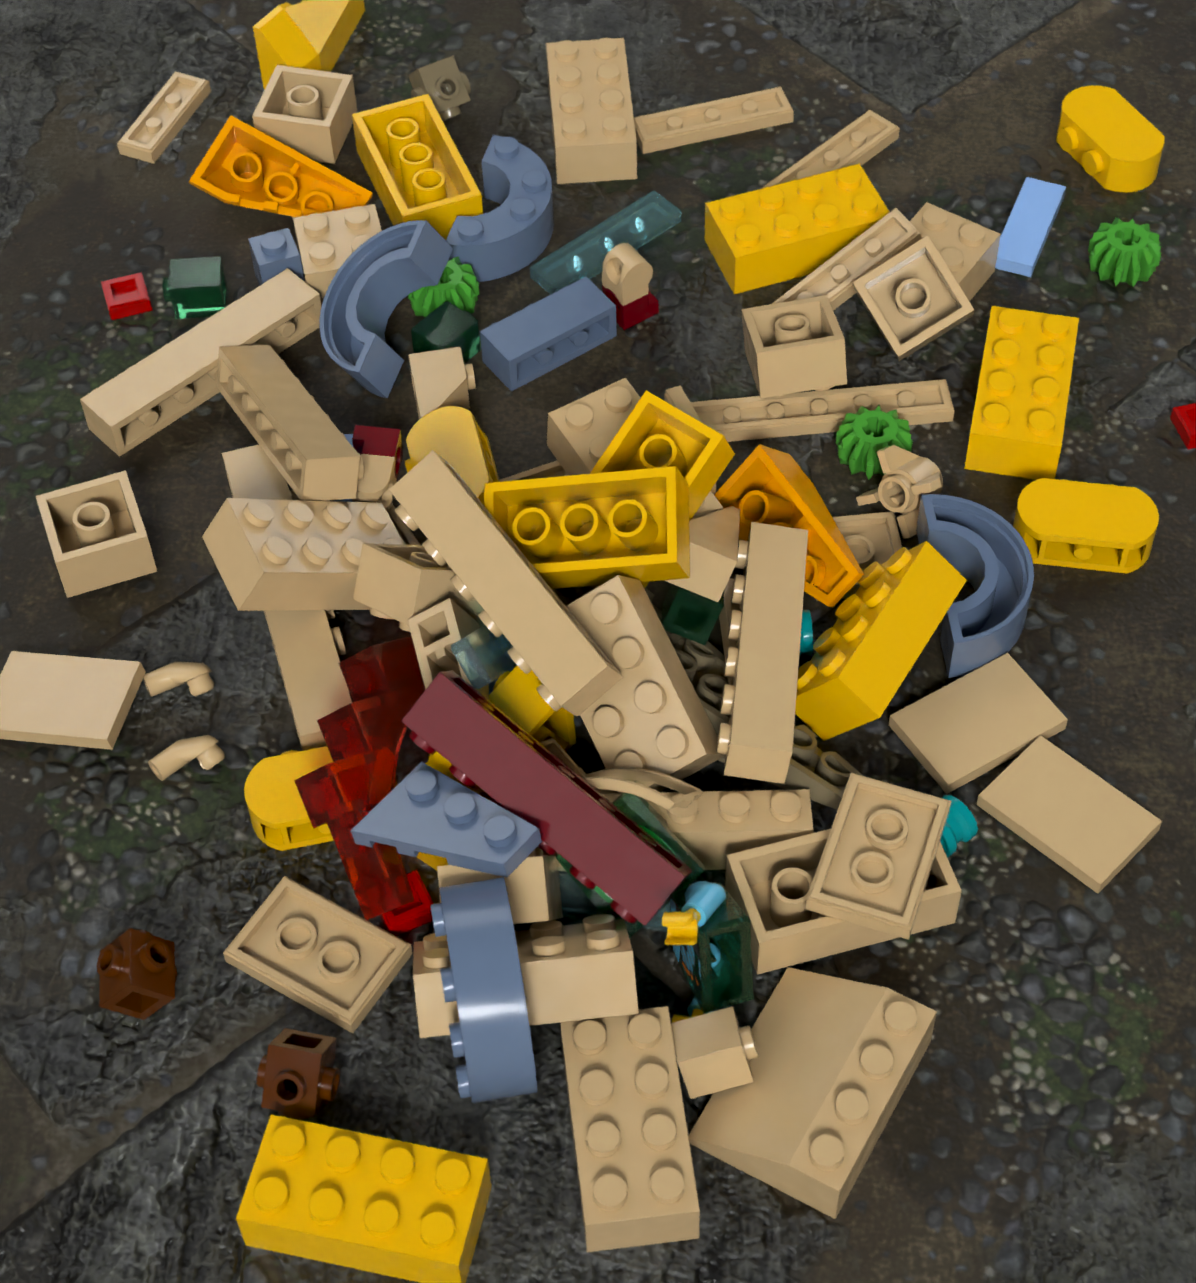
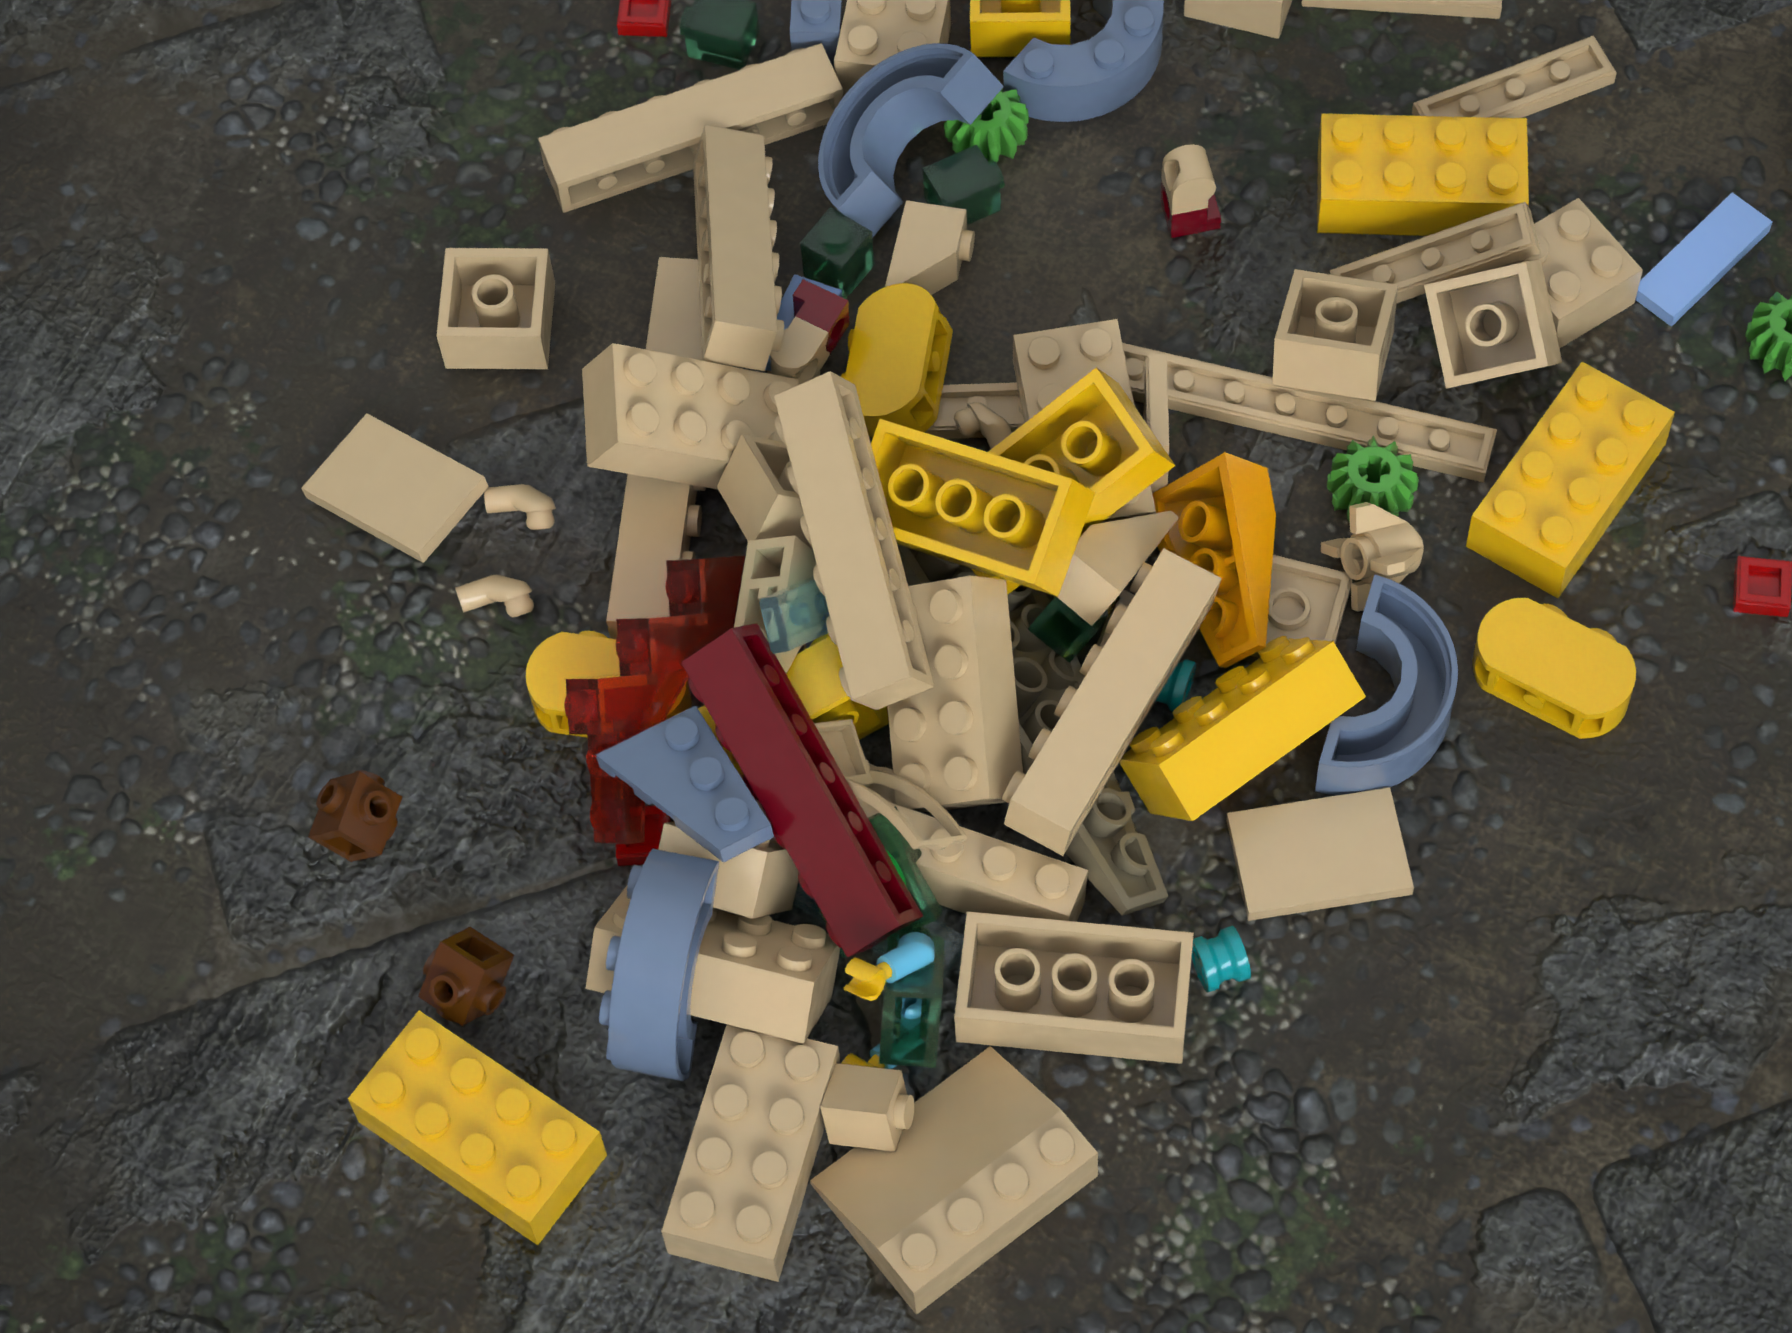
camera: 25 degrees right, 10 degrees up
(318, 954) = (539, 856): tan tile -> none
(367, 403) = (837, 252): none -> clear green brick
(548, 333) = (1078, 219): sand blue brick -> none
(585, 254) = (1199, 118): clear light blue tile -> none
(878, 855) = (1116, 970): tan tile -> none
(1069, 813) = (1362, 990): tan tile -> none

